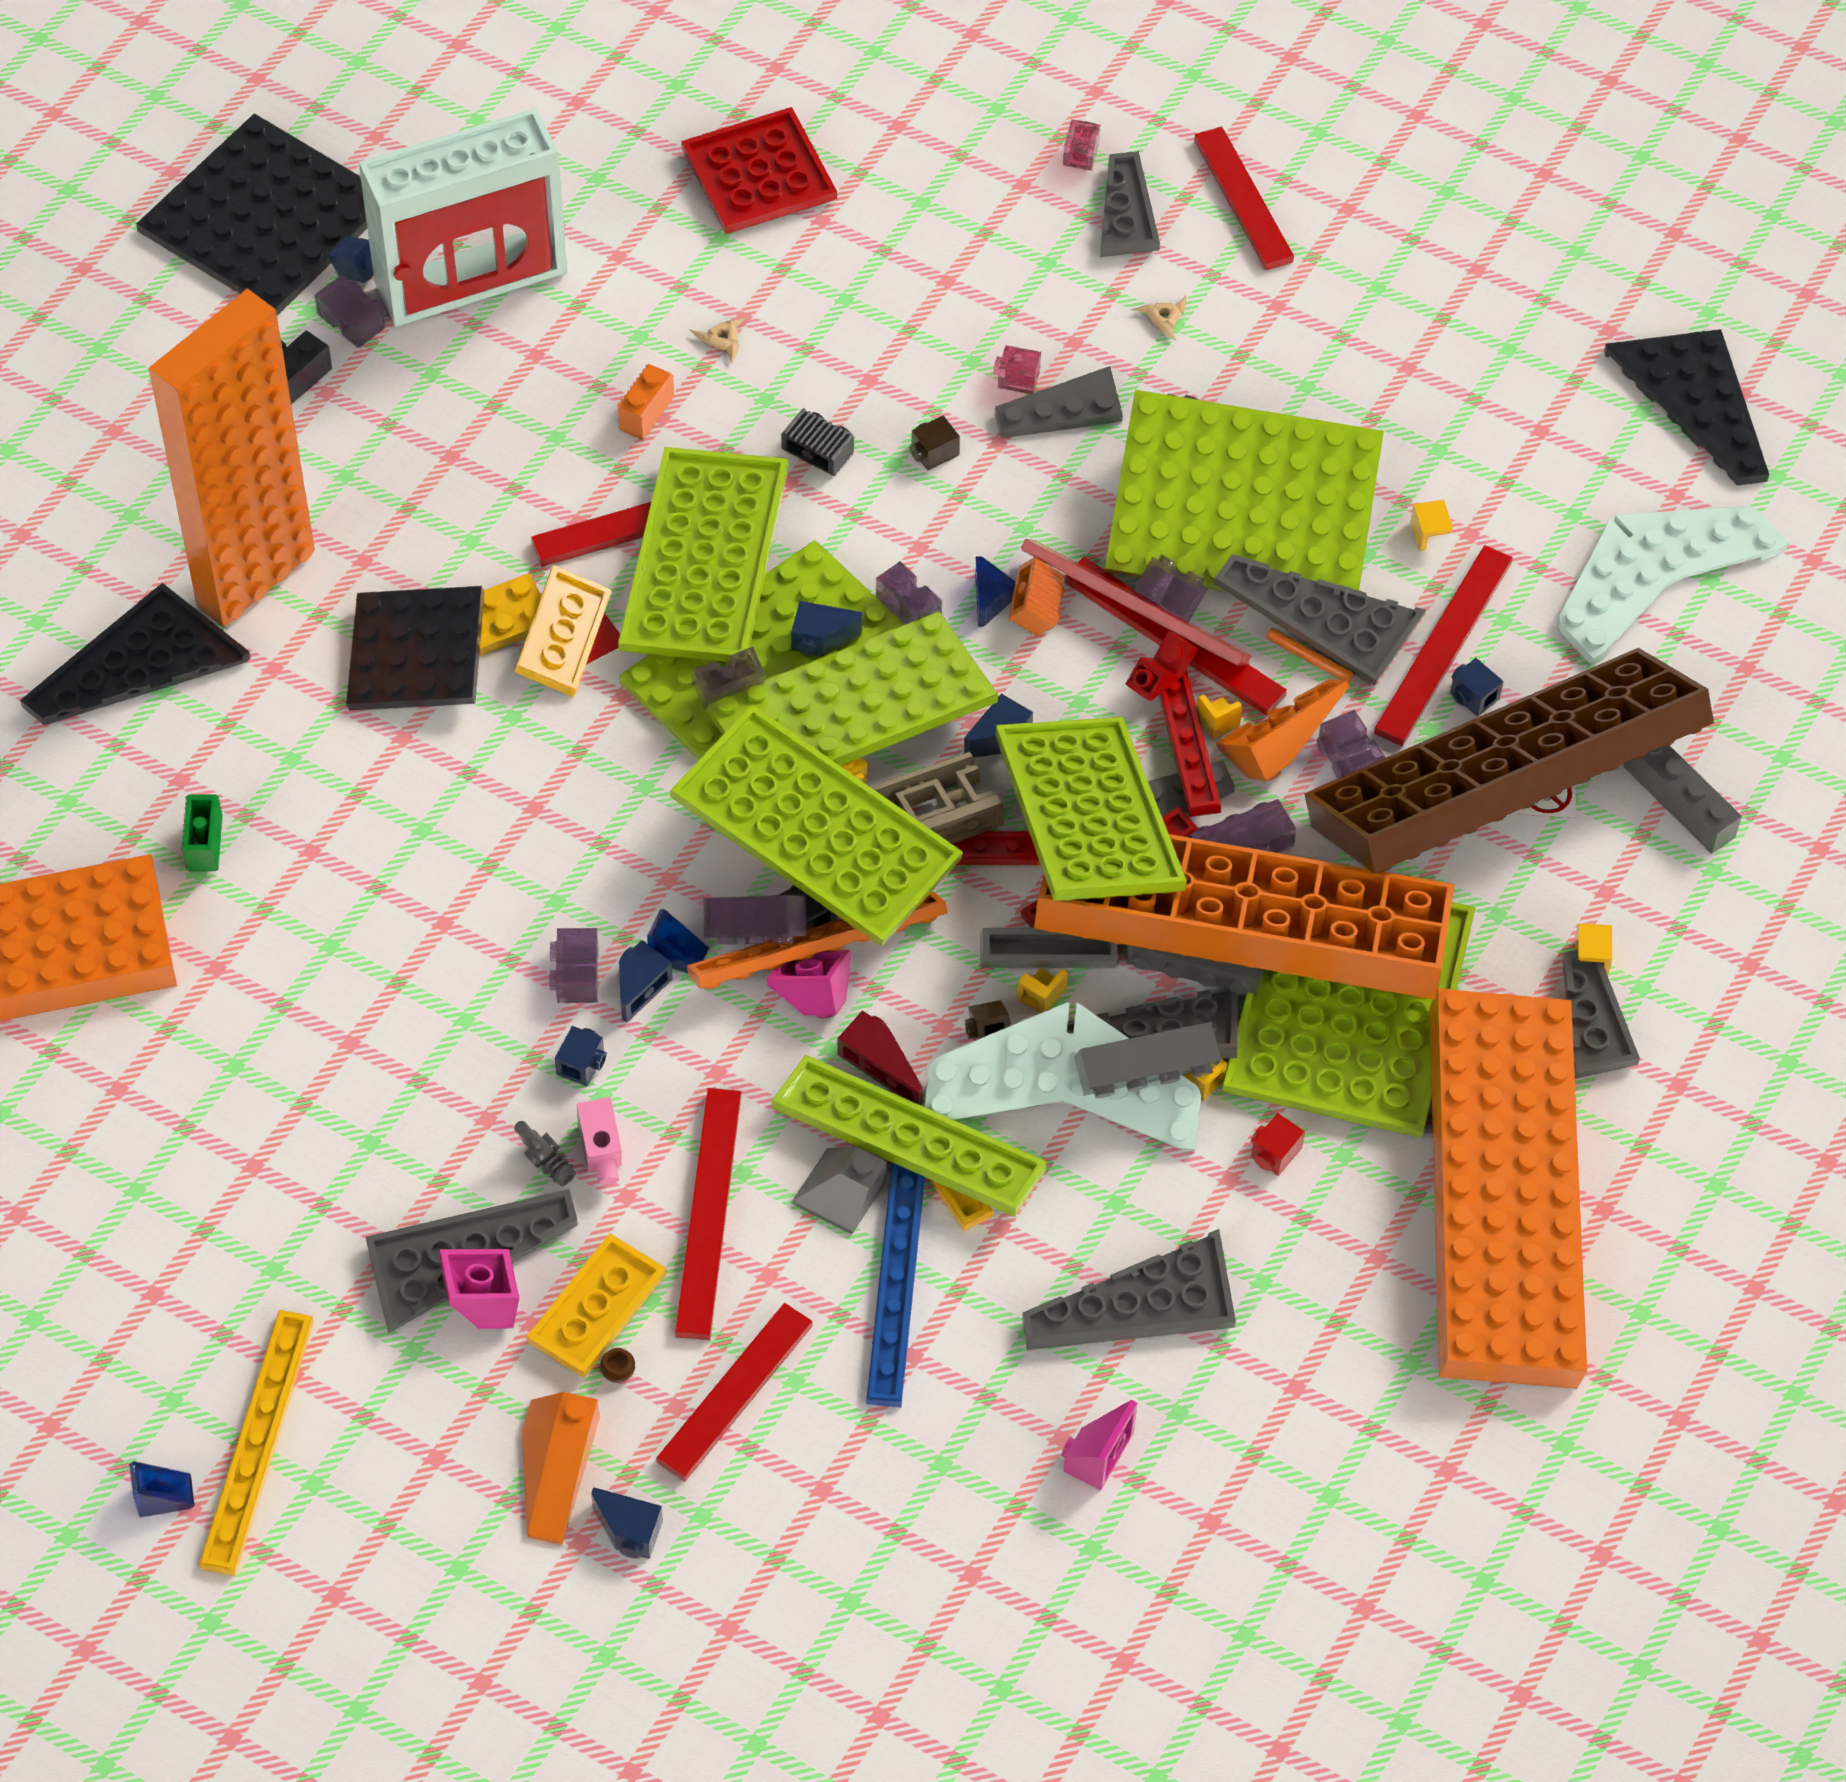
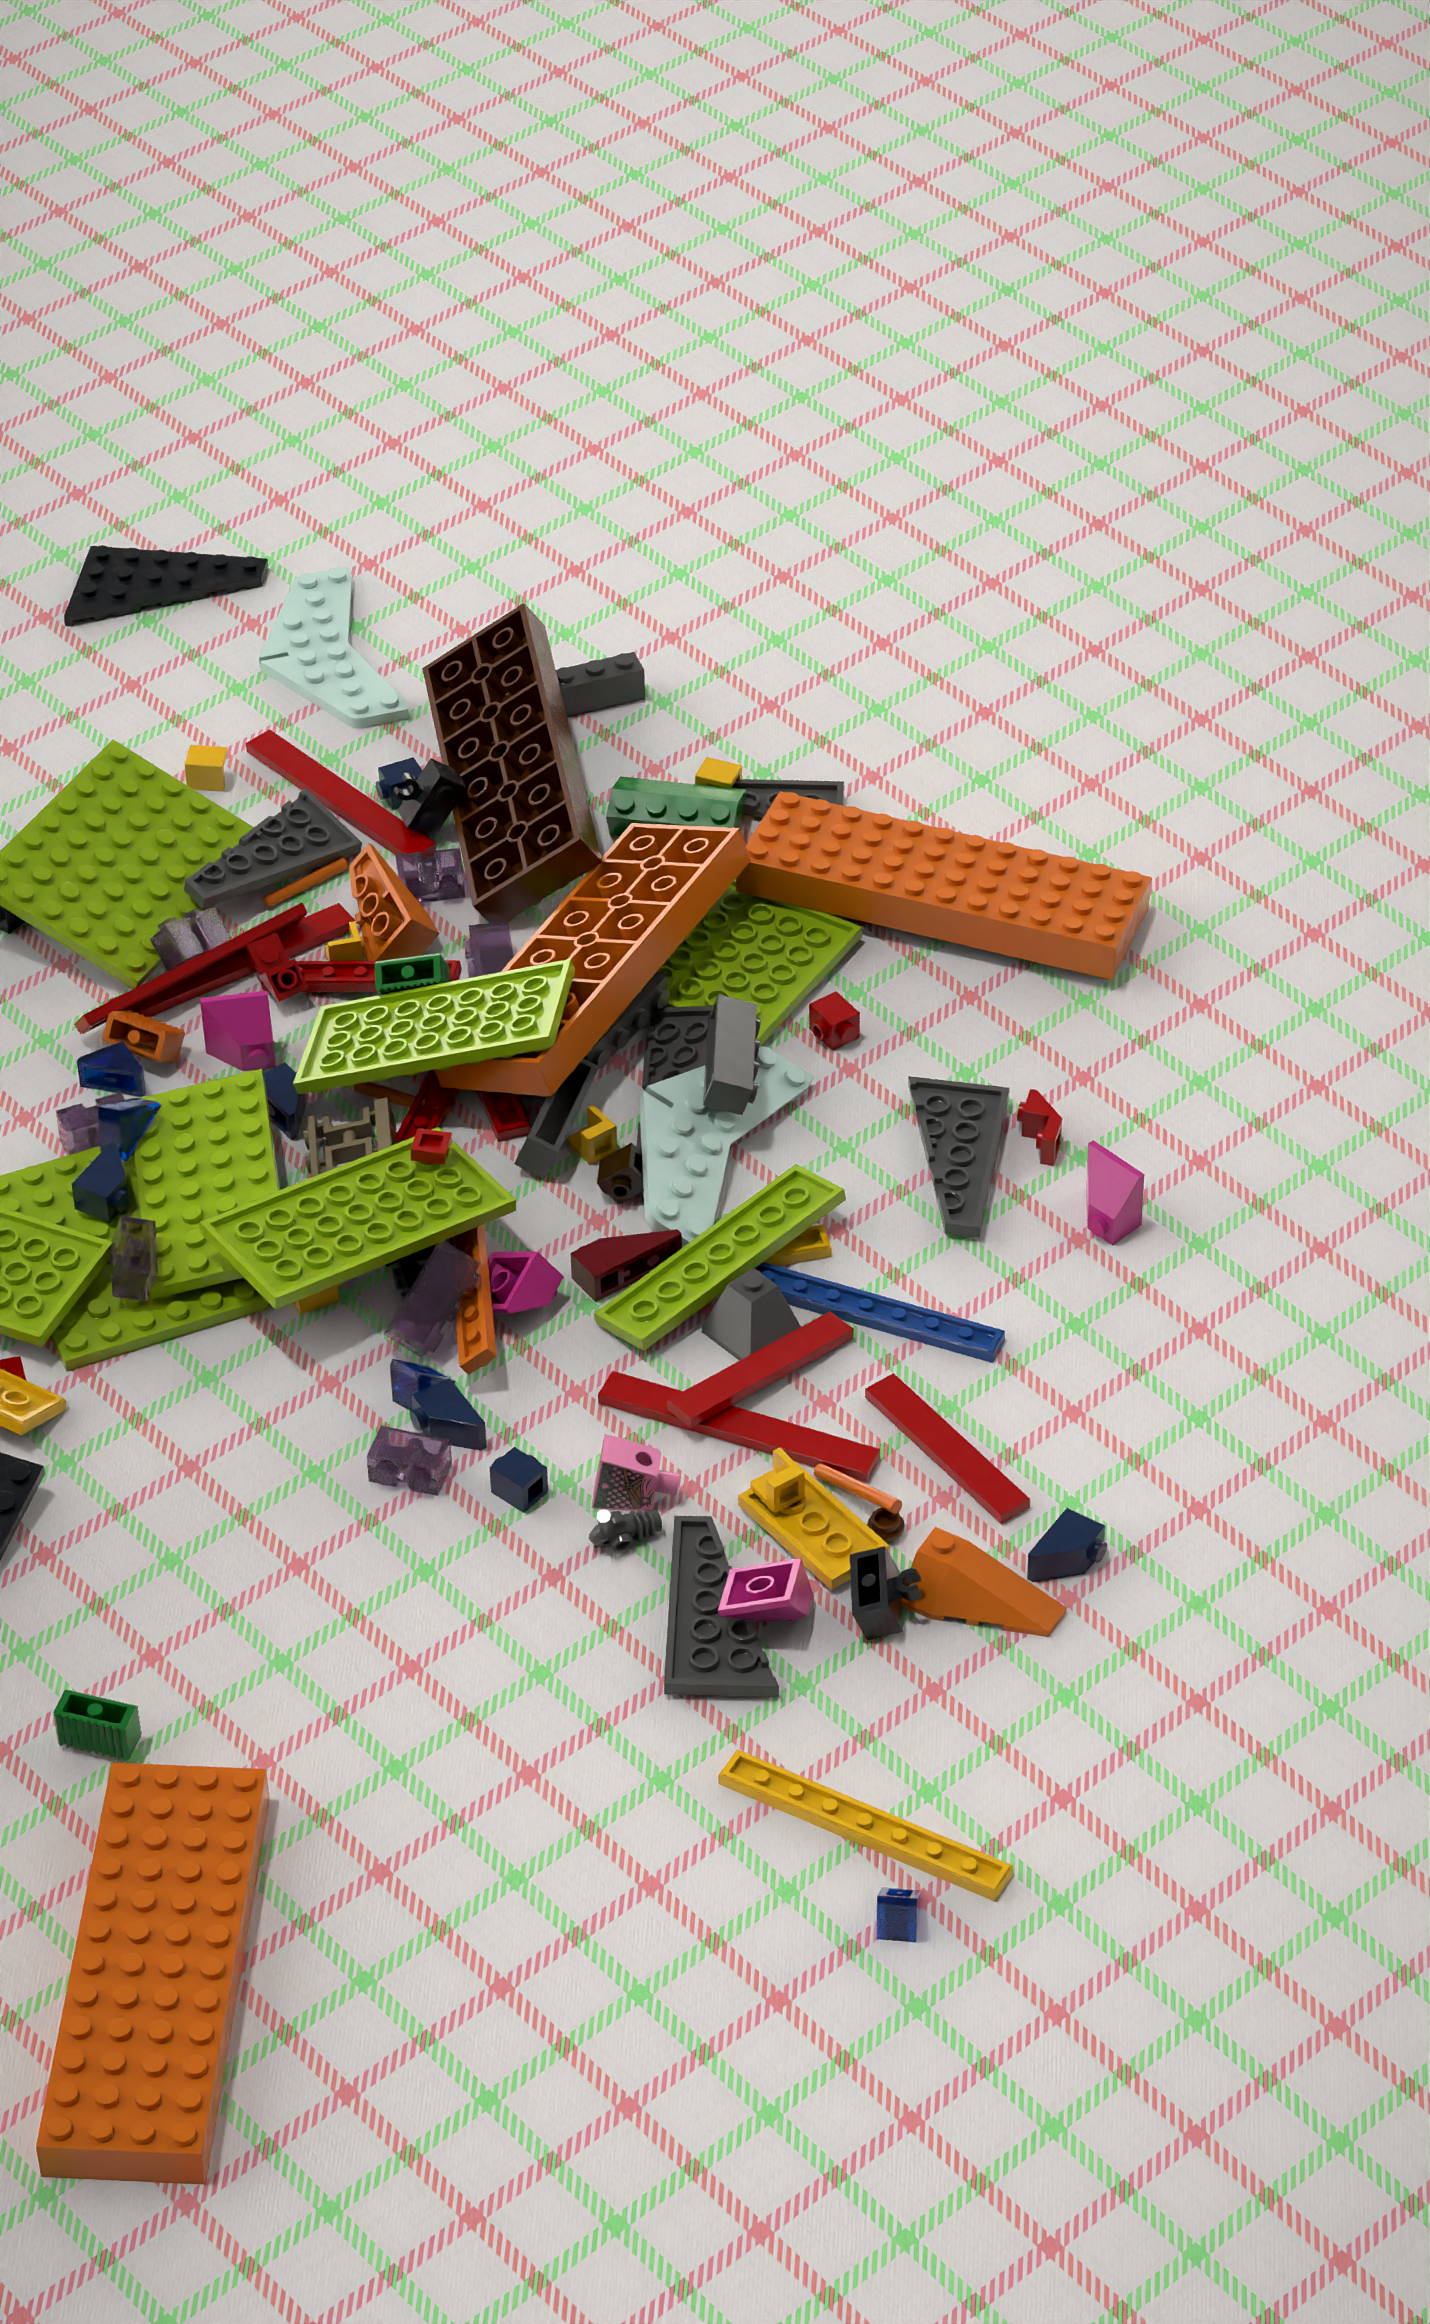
camera: 70 degrees left, 15 degrees down
(514, 1375) = (878, 1592): none -> black brick
(621, 1259) = (781, 1485): none -> yellow panel
(648, 1328) = (858, 1488): none -> orange bar
(779, 1209) = (760, 1369): none -> red tile
(896, 615) = (125, 1123): none -> slope
(917, 850) = (431, 1146): none -> red plate
(1065, 670) = (239, 1030): none -> dark pink slope
(1165, 773) = (410, 973): none -> green brick
(1205, 1356) = (1043, 1124): none -> red slope
(1441, 710) = (430, 797): none -> black brick
(1529, 922) = (672, 804): none -> green slope

